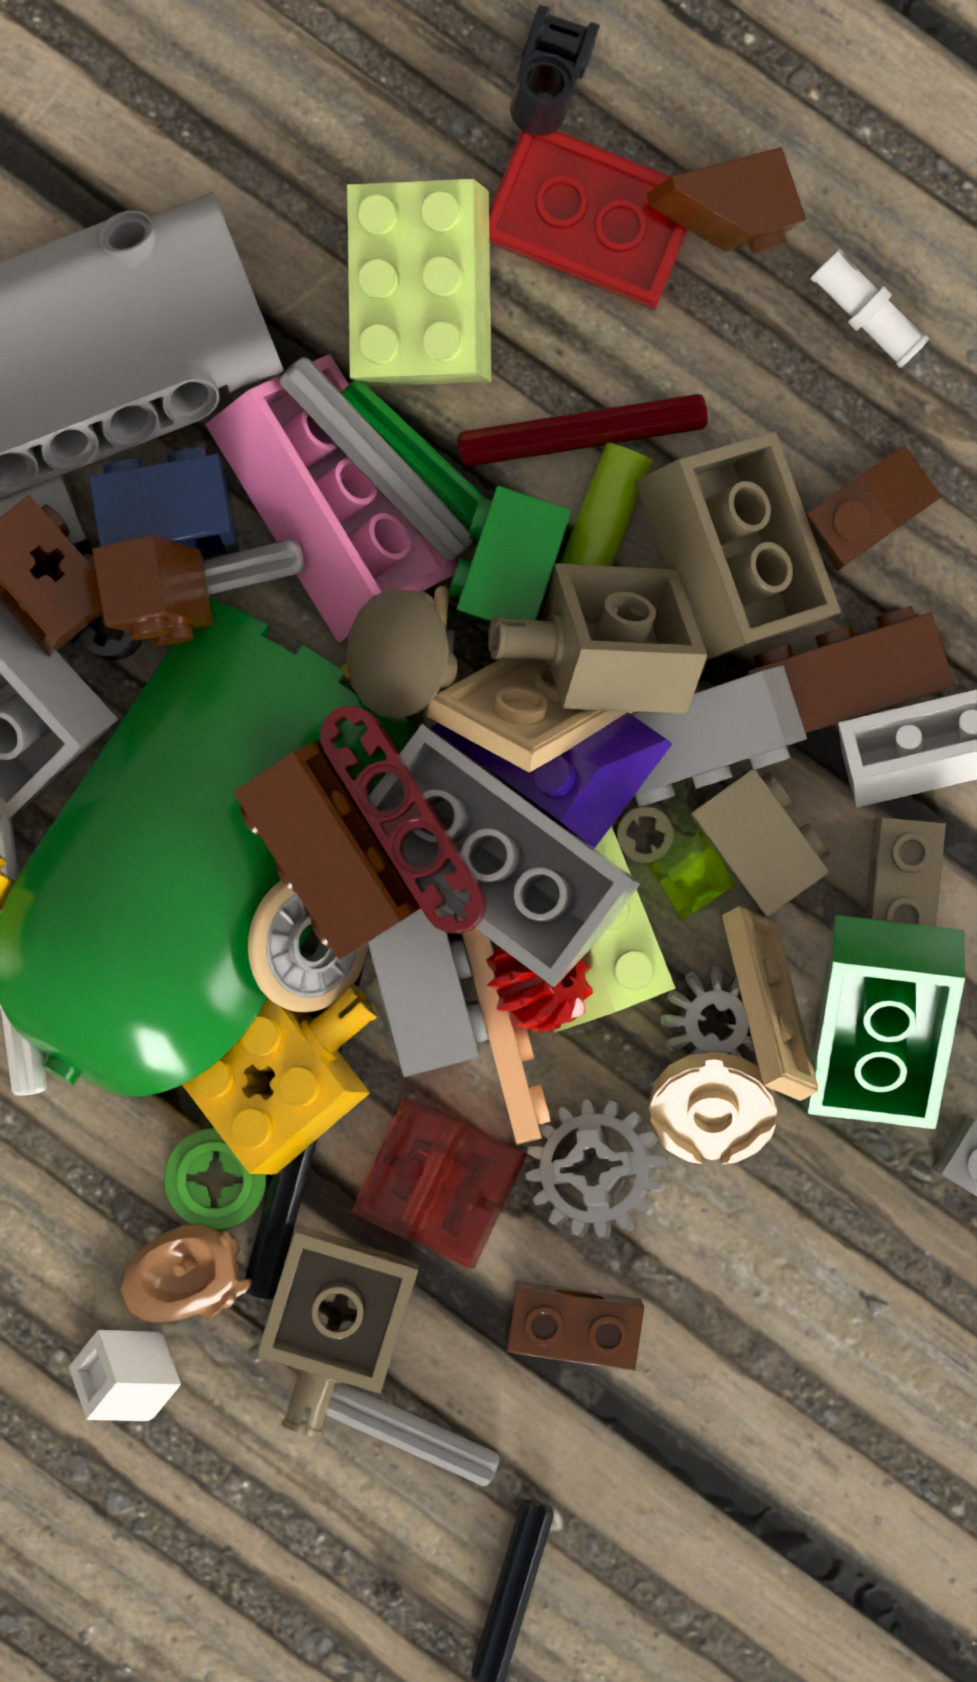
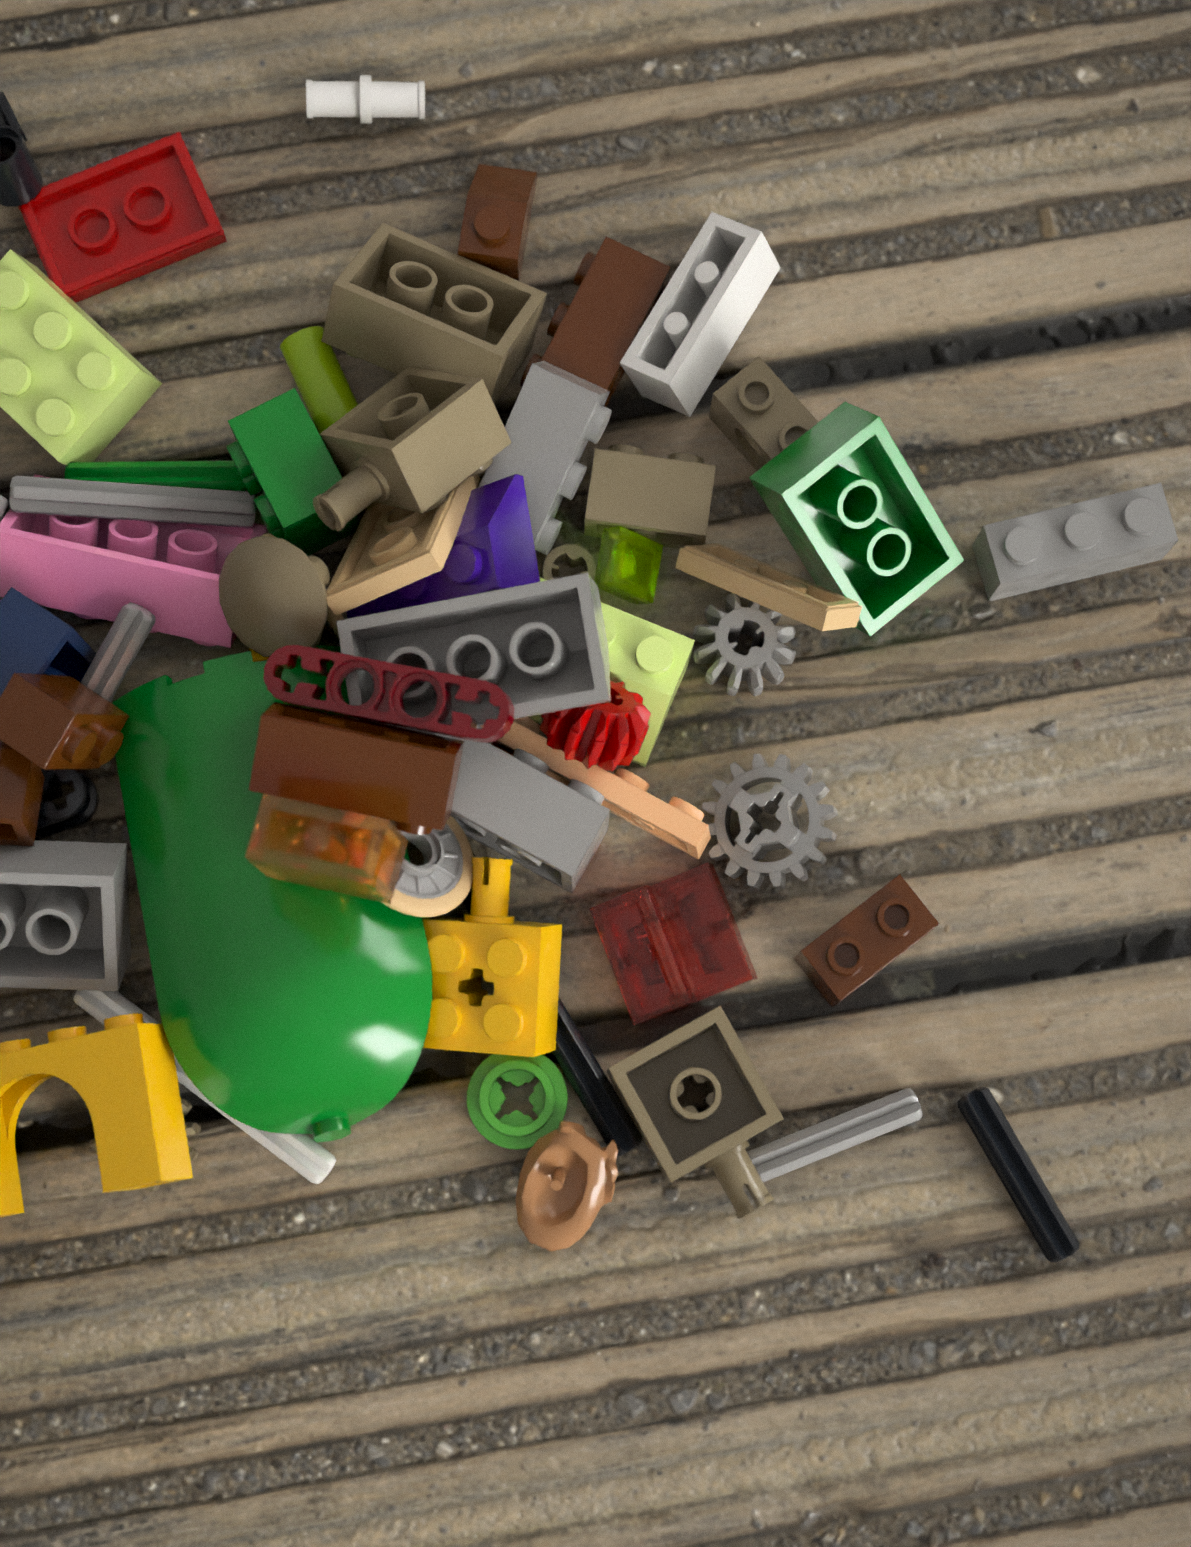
camera: 45 degrees left, 10 degrees down
(124, 1375) = (594, 1301): white panel -> none
(243, 893) = (326, 848): none -> clear orange brick
(582, 430) = (255, 358): dark red axle -> none
(712, 1108) = (803, 699): tile -> none
(734, 202) = (204, 112): reddish brown slope -> none

